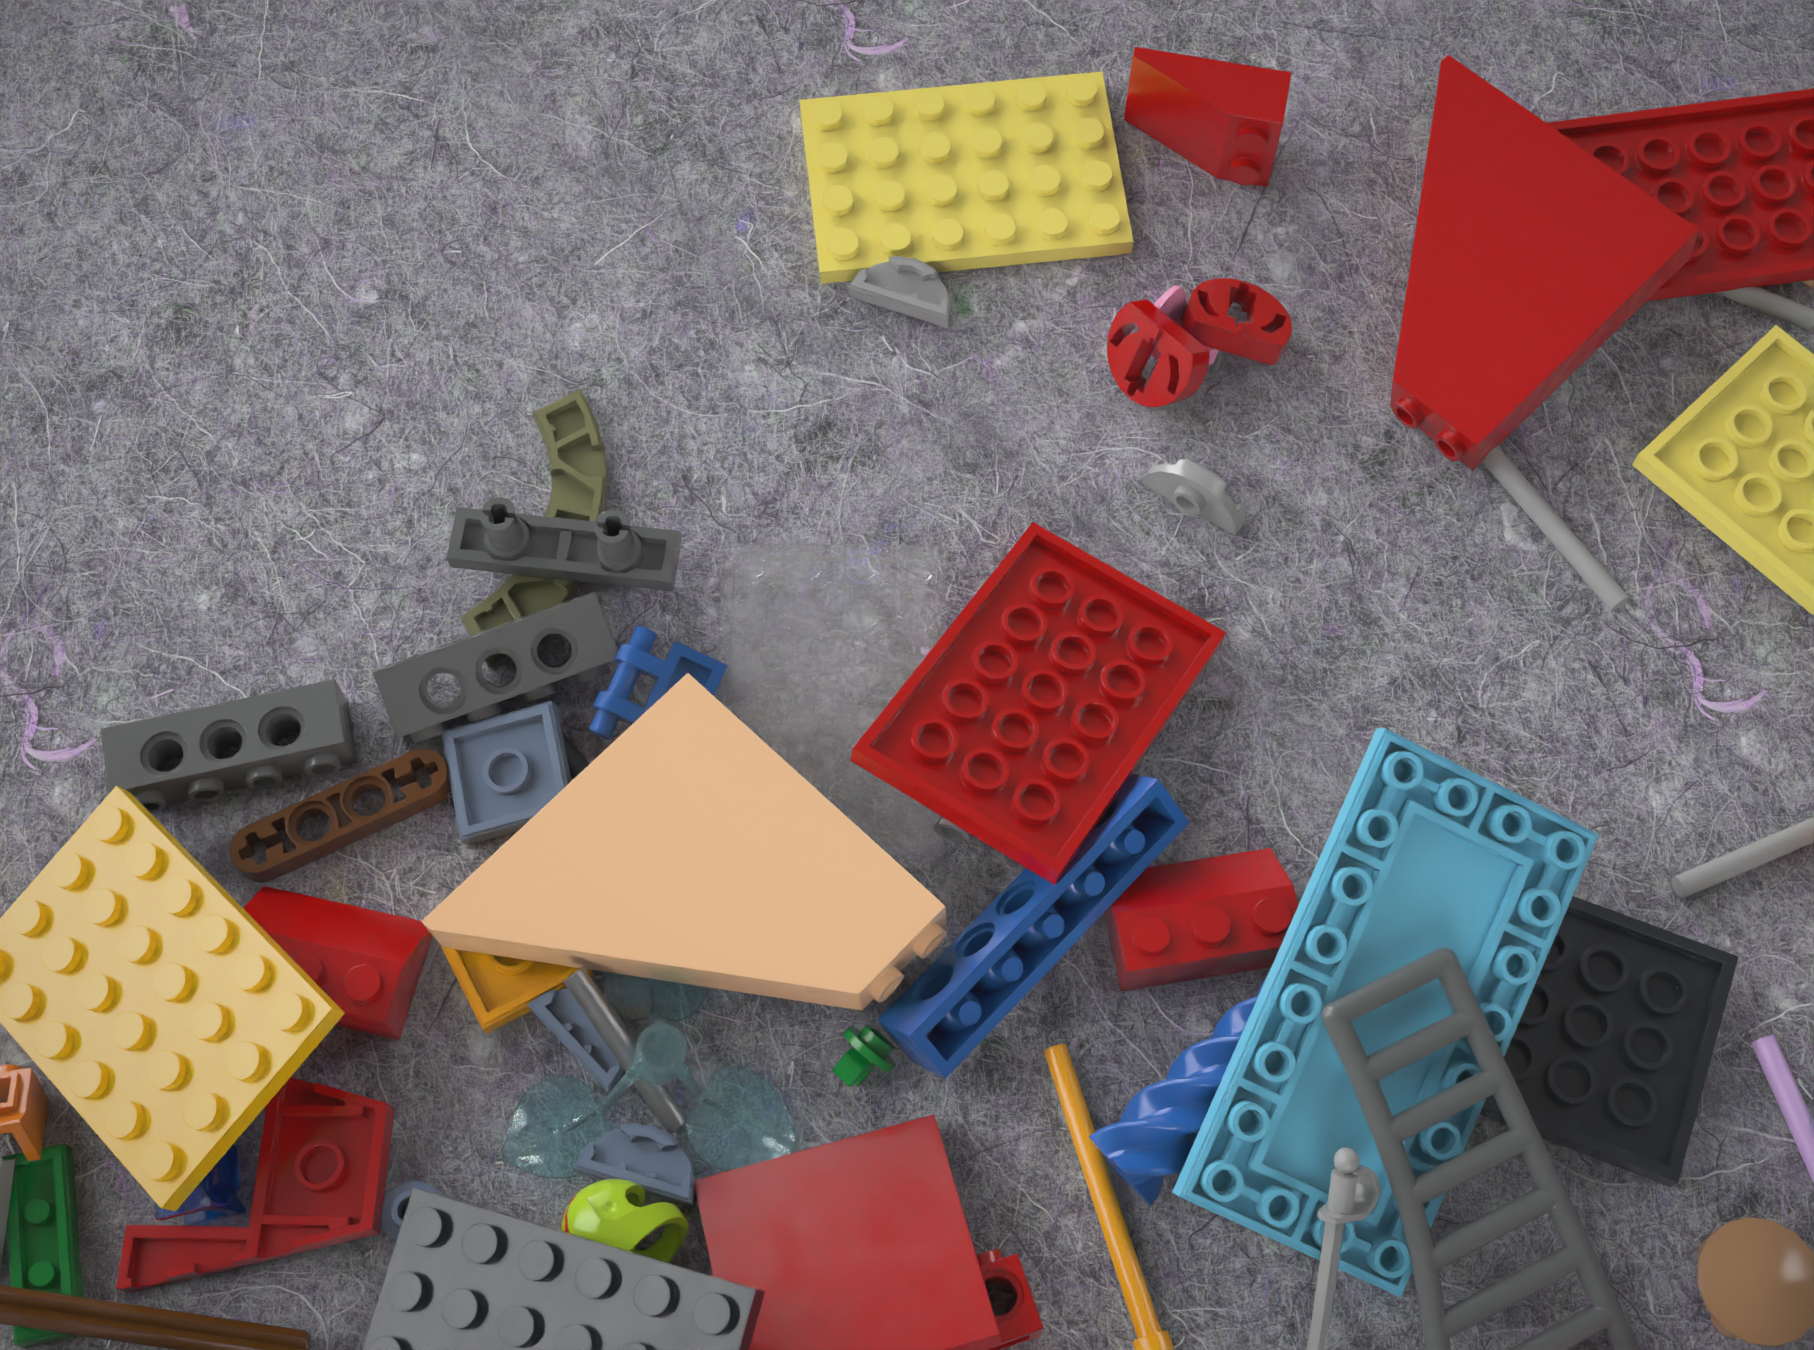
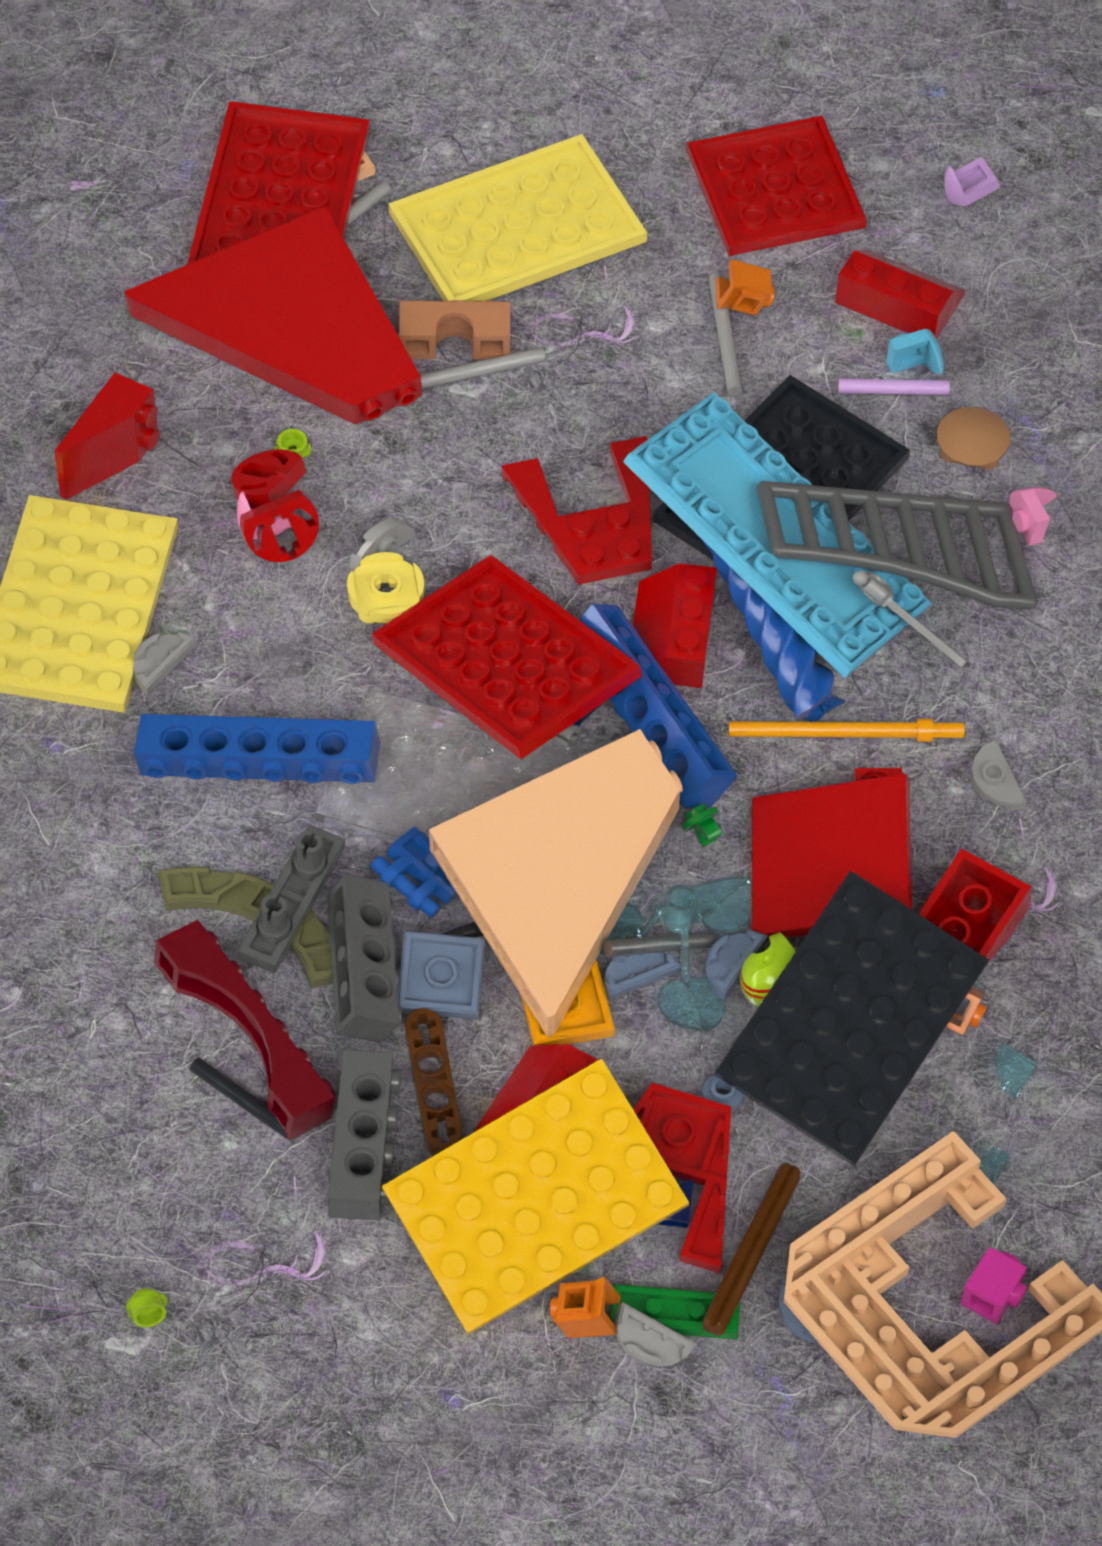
camera: 75 degrees left, 10 degrees down
(269, 593) = (236, 1094): none -> black bar
(279, 639) = (200, 969): none -> dark red arch
(782, 404) = (273, 738): none -> blue brick
(1129, 492) = (367, 580): none -> light yellow plate
(1313, 327) = (294, 439): none -> lime plate
(1314, 753) = (594, 541): none -> red wing
(1589, 433) = (429, 322): none -> nougat arch

